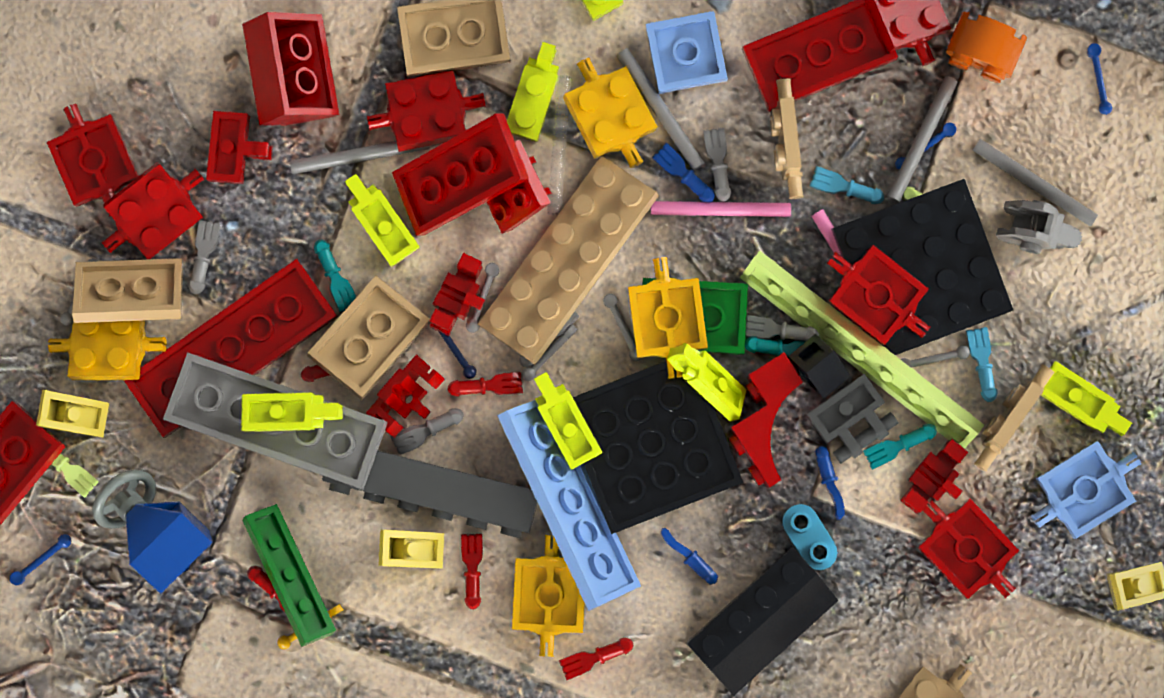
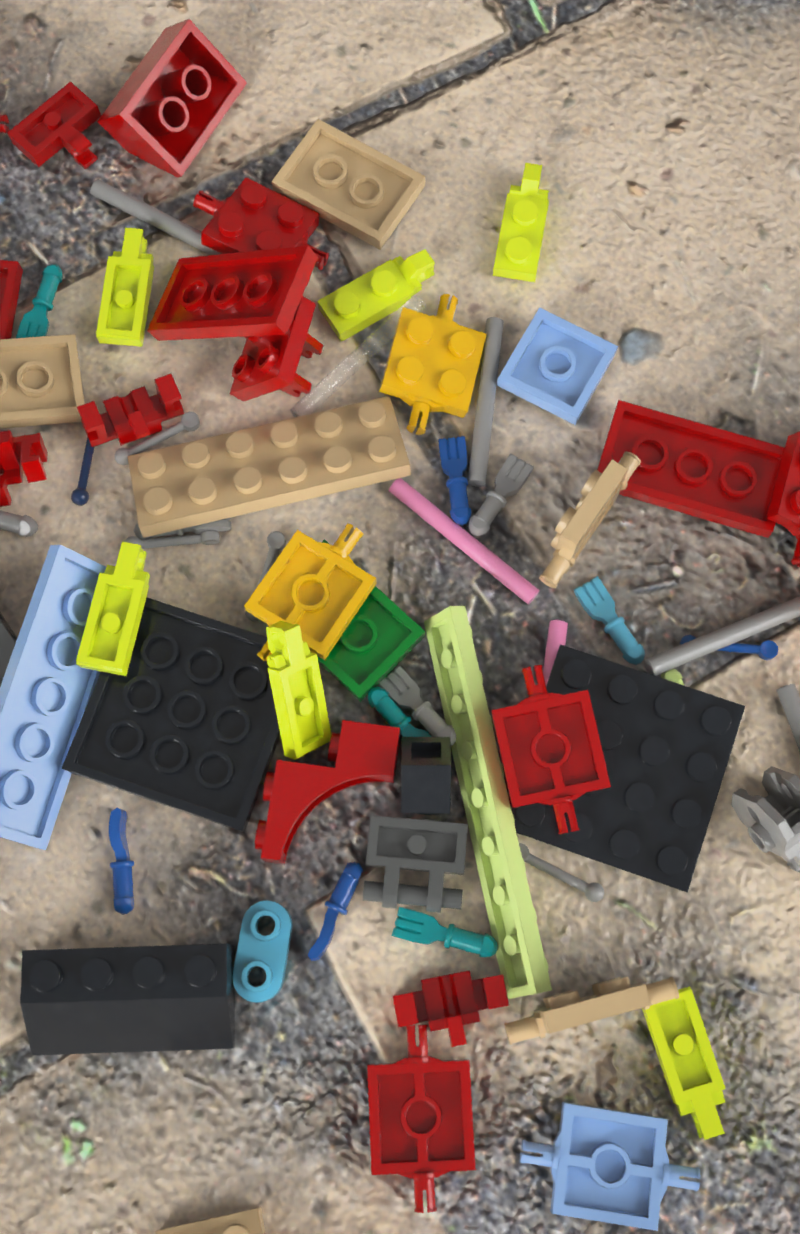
camera: 35 degrees right, 10 degrees down
(500, 385) = (96, 531): red piece -> none
(980, 350) = (614, 907): medium azure piece -> none

